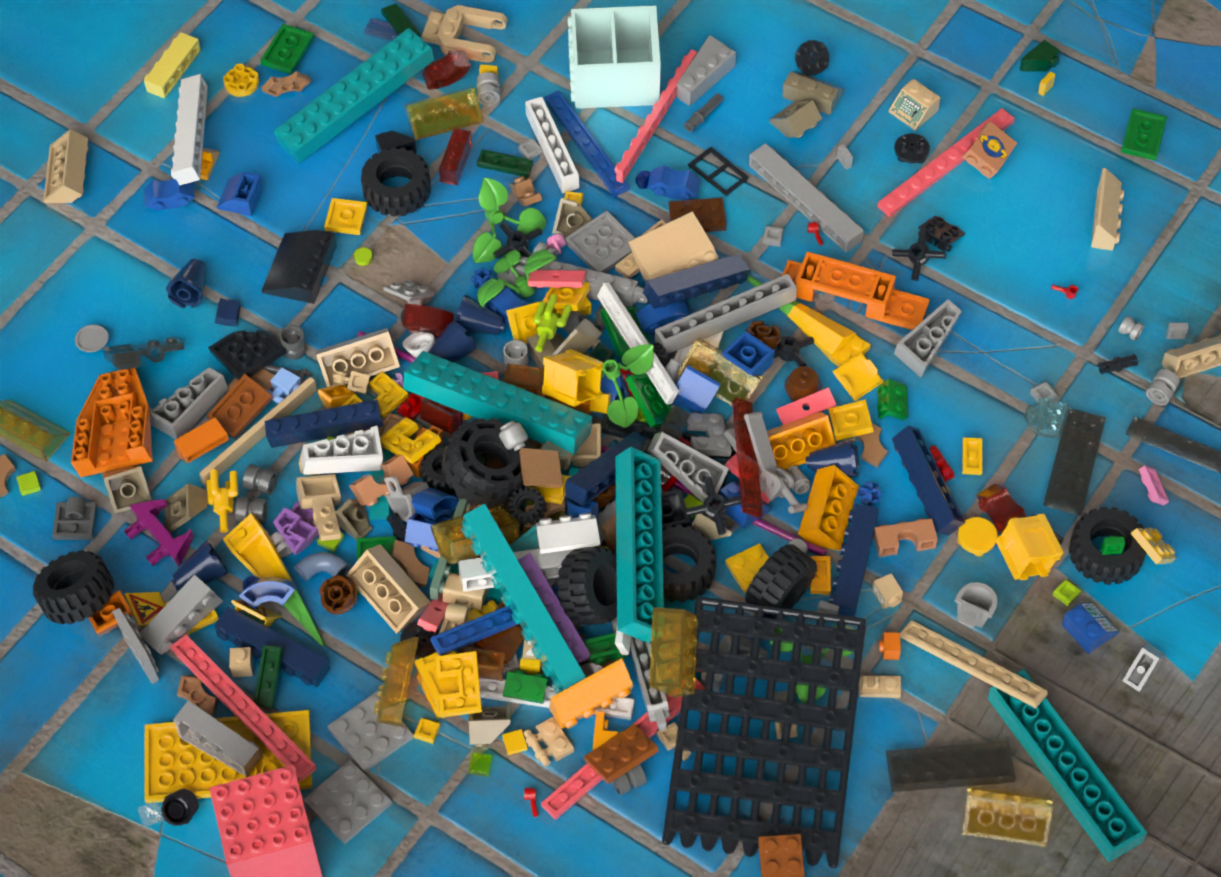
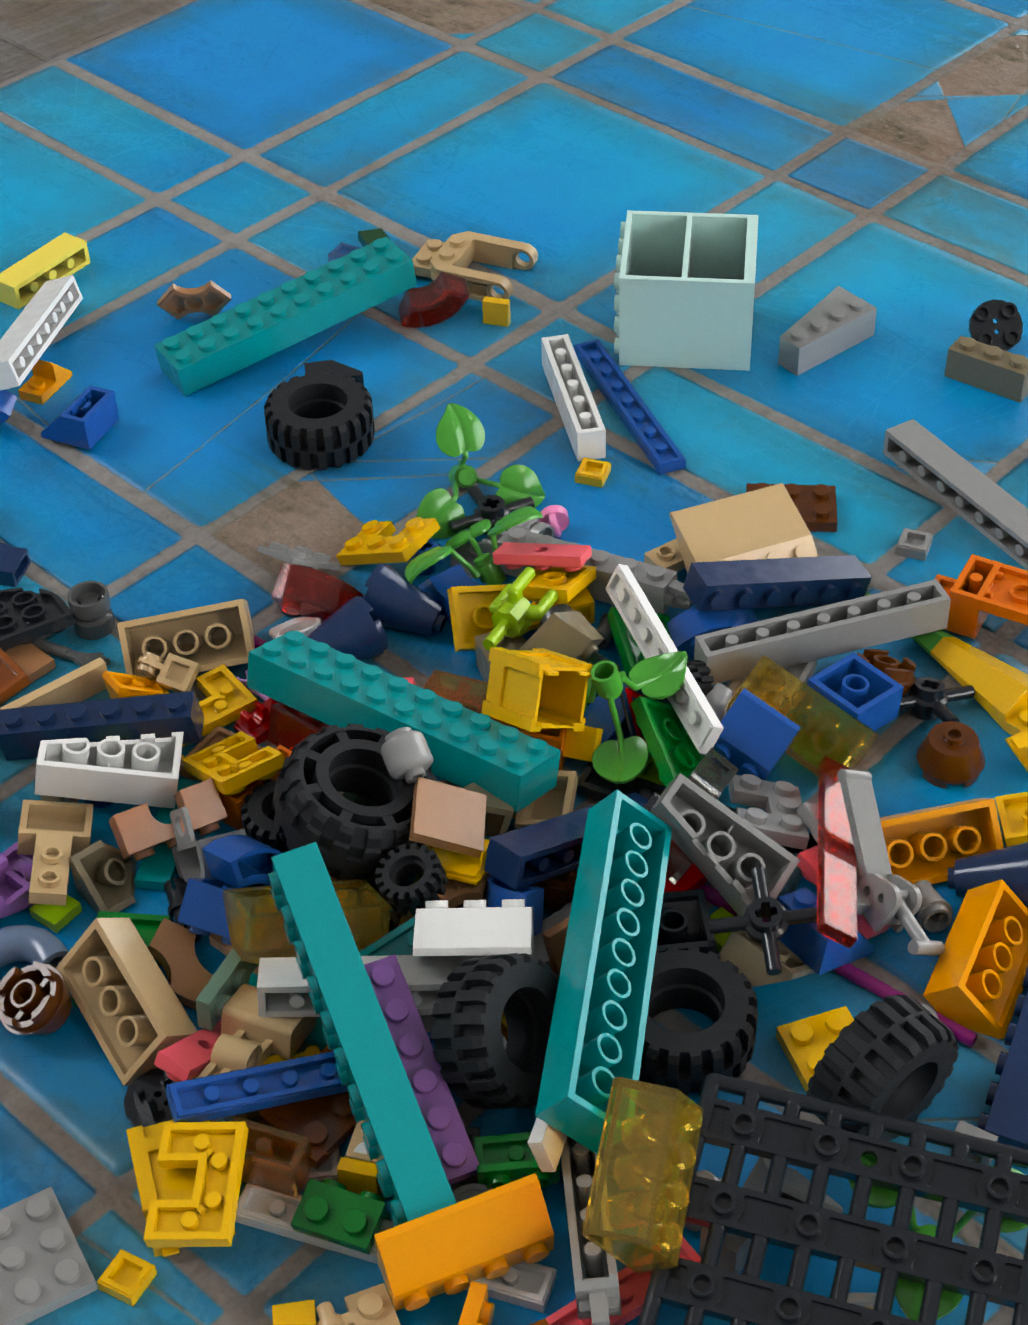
camera: 10 degrees right, 15 degrees down
(241, 81) = (133, 296): yellow tile -> none
(283, 384) = (54, 663): light blue brick -> none
(287, 49) = (213, 261): green plate -> none
(300, 265) = (144, 516): black slope -> none
(346, 216) = (231, 460): yellow plate -> none
(363, 256) = (243, 513): lime tile -> none
(396, 683) = (86, 1175): clear yellow slope -> none
(443, 113) = (416, 349): clear yellow slope -> none
(449, 277) = (378, 545): none -> yellow plate
(455, 156) = (420, 401): clear red brick -> none
(488, 89) = (490, 327): light grey wheel -> none
(488, 724) = (242, 1278): slope -> none
(505, 163) = (503, 419): dark green tile -> none
(515, 353) = (452, 655): light grey wheel -> none
(524, 191) = (519, 450): medium nougat slope -> none
(530, 149) = (539, 405): light grey tile -> none
(569, 218) = (585, 489): dark tan slope -> none
(601, 243) = (625, 524): light grey plate -> none
(642, 179) = (712, 454): clear blue tile -> none
(652, 121) = (728, 388): coral plate -> none
(673, 183) = (758, 460): blue brick -> none
(698, 117) = (811, 384): dark grey axle -> none
(726, 164) = (846, 447): black window -> none
(796, 118) = (967, 397): dark tan slope -> none
(813, 228) = (983, 538): red hand -> none
(816, 402) = (970, 782): coral tile -> none
(822, 581) = (965, 1085): light orange plate -> none

